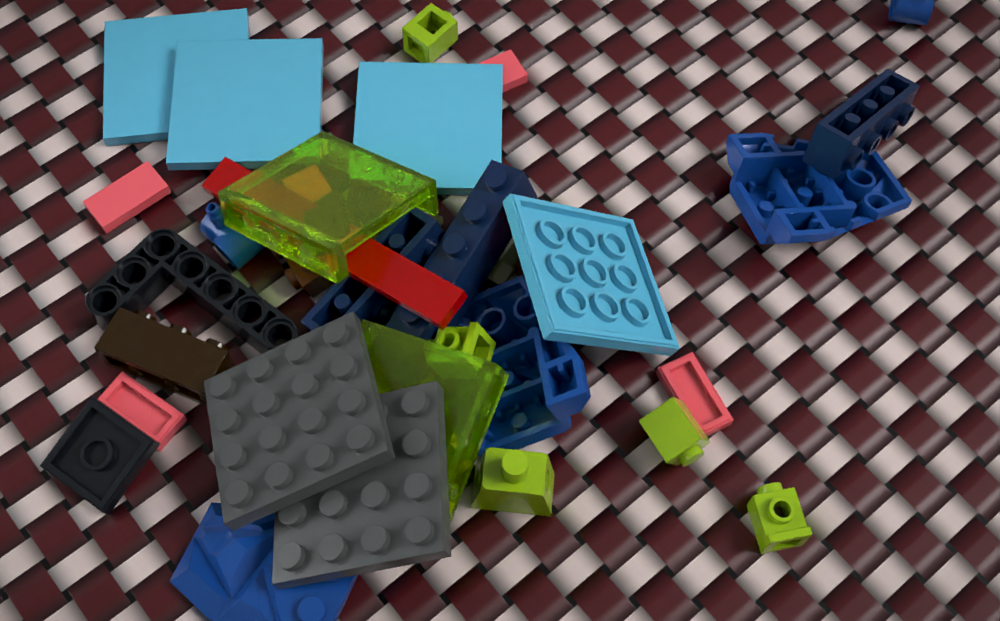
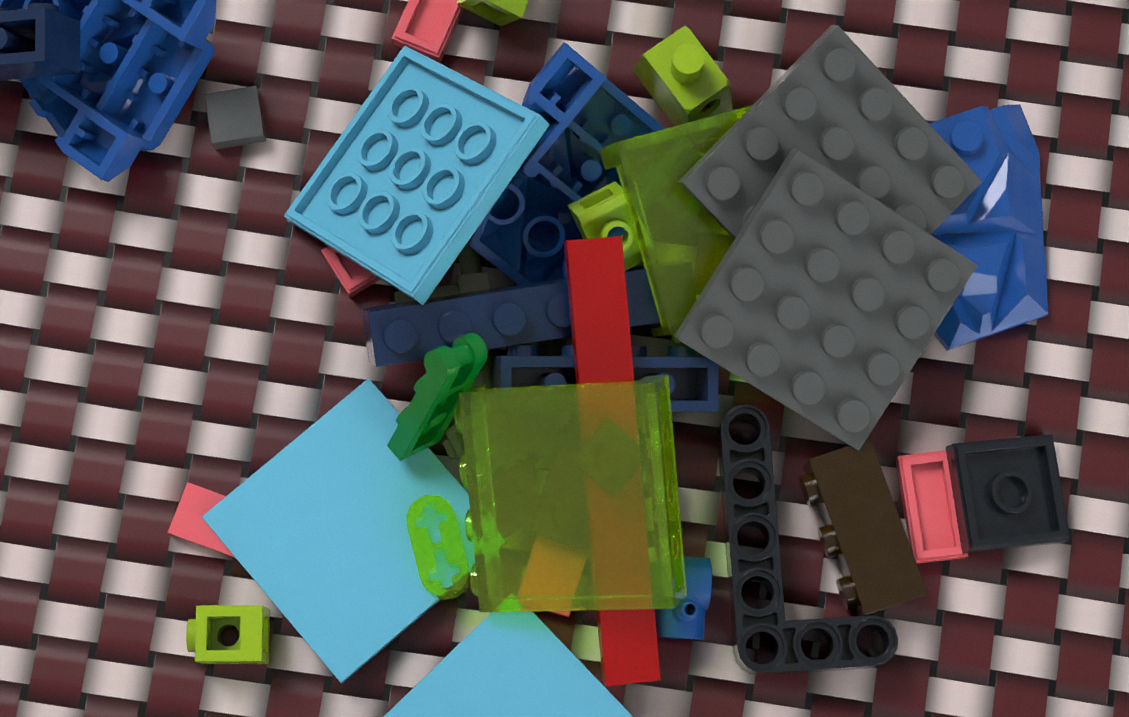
camera: 130 degrees left, 15 degrees up
(379, 141) = (425, 550): none -> clear neon green beam
(450, 184) = (437, 393): none -> green plate
(714, 240) = (235, 117): none -> dark grey tile

